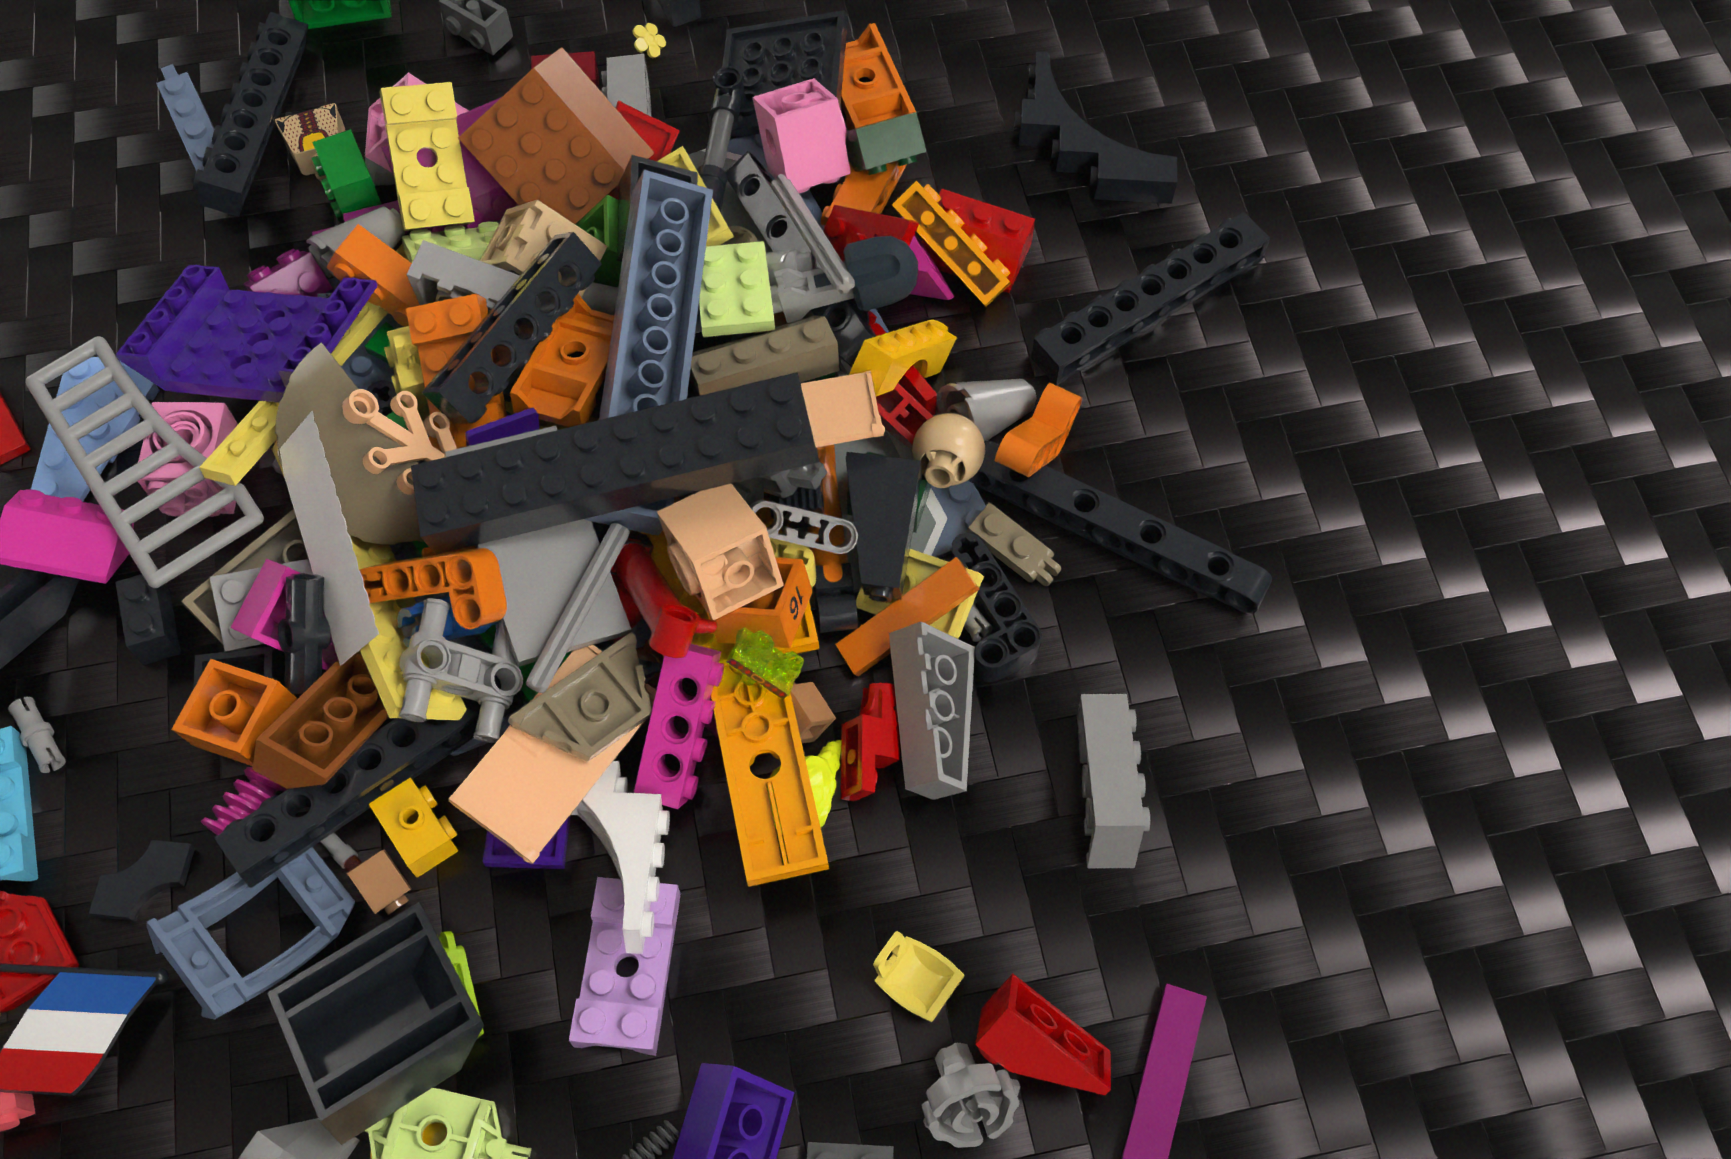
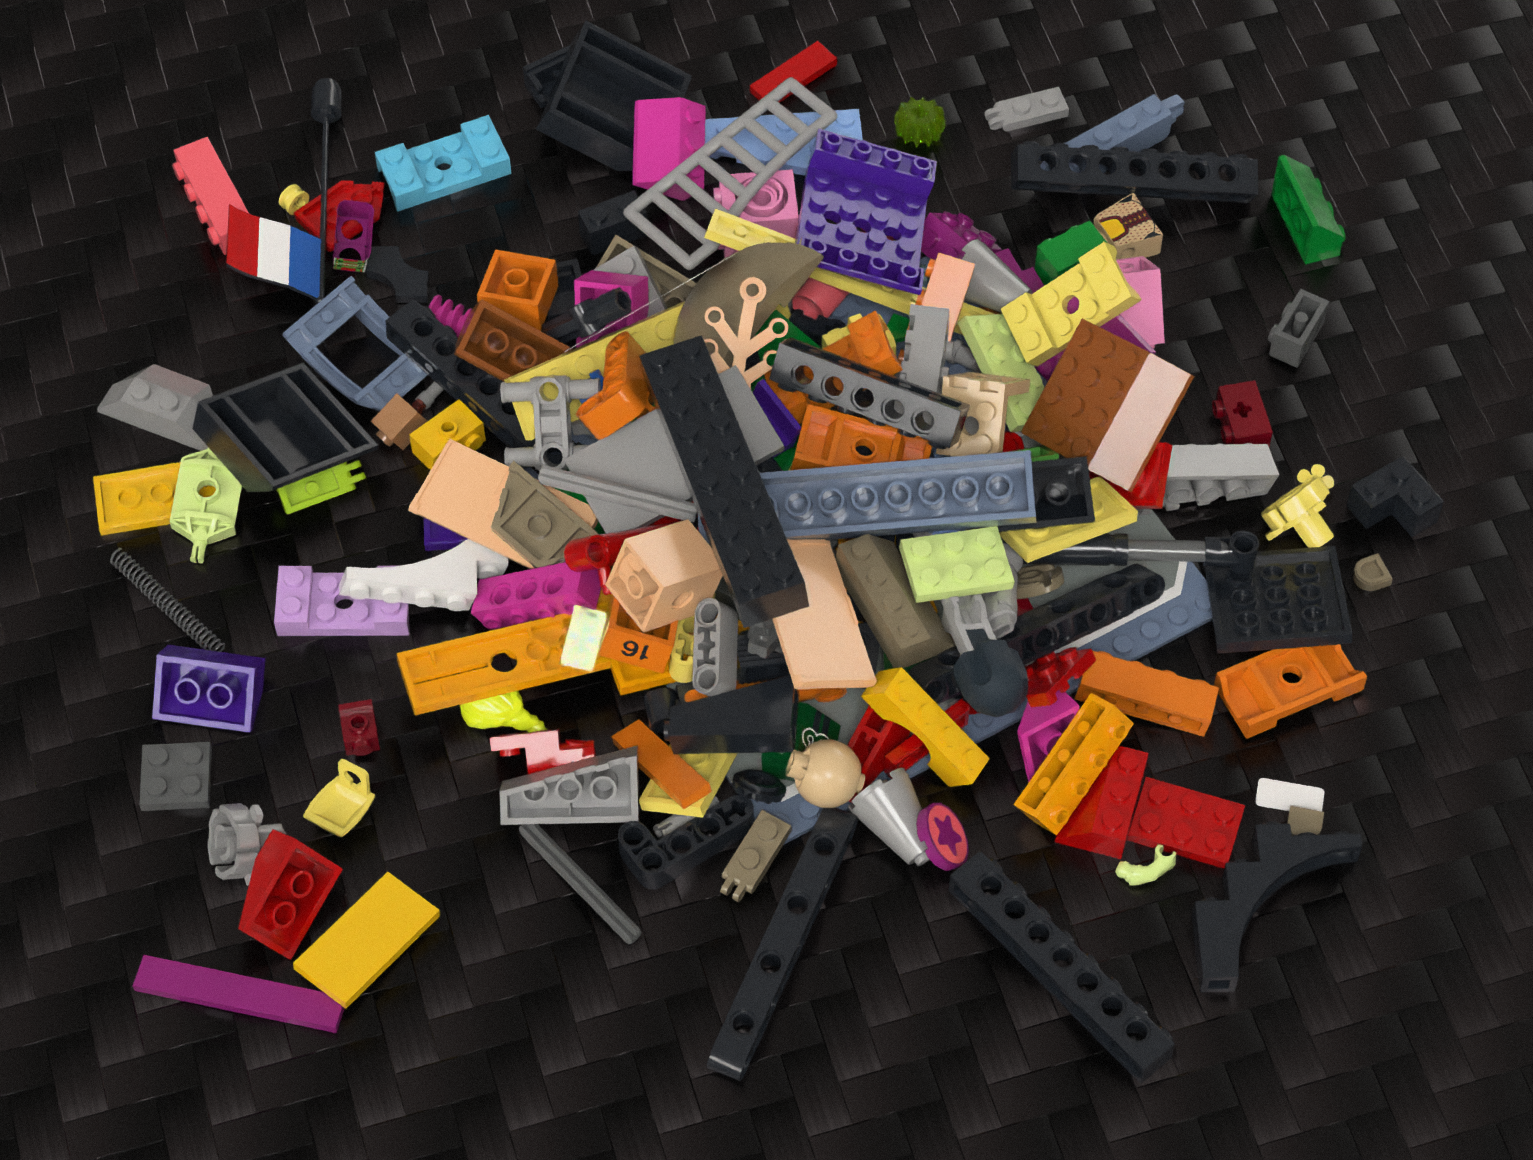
camera: 85 degrees right, 5 degrees down
(36, 734) = (508, 178): light grey pin -> none
(71, 908) = (364, 214): none -> magenta piece
(108, 299) = (919, 121): none -> clear neon green gear
(124, 206) = (1027, 110): none -> light grey hinge
(686, 43) = (1300, 510): none -> light yellow piece
(751, 14) = (1371, 573): none -> dark tan tile
(803, 134) = (1174, 612): bright pink brick -> none
(806, 965) = (359, 727): none -> dark red brick
(811, 711) = (566, 696): medium nougat brick -> none
(813, 235) = (1037, 622): light grey axle -> none
(885, 142) = (1187, 687): slope -> none
(941, 526) = (759, 786): none -> black gear
(977, 111) = (1283, 794): none -> white sticker
(1005, 176) = (1186, 822): none -> red plate
(1008, 101) = (1305, 820): none -> dark tan tile
(1012, 370) = (943, 836): none -> tile
(1035, 717) = (581, 882): none -> dark grey axle
(1043, 435) = (853, 853): orange beam -> none
(1045, 209) = (1141, 874): none -> yellowish green piece
(1096, 956) = (366, 940): none -> yellow tile
(1111, 780) = (522, 939): light grey wedge -> none

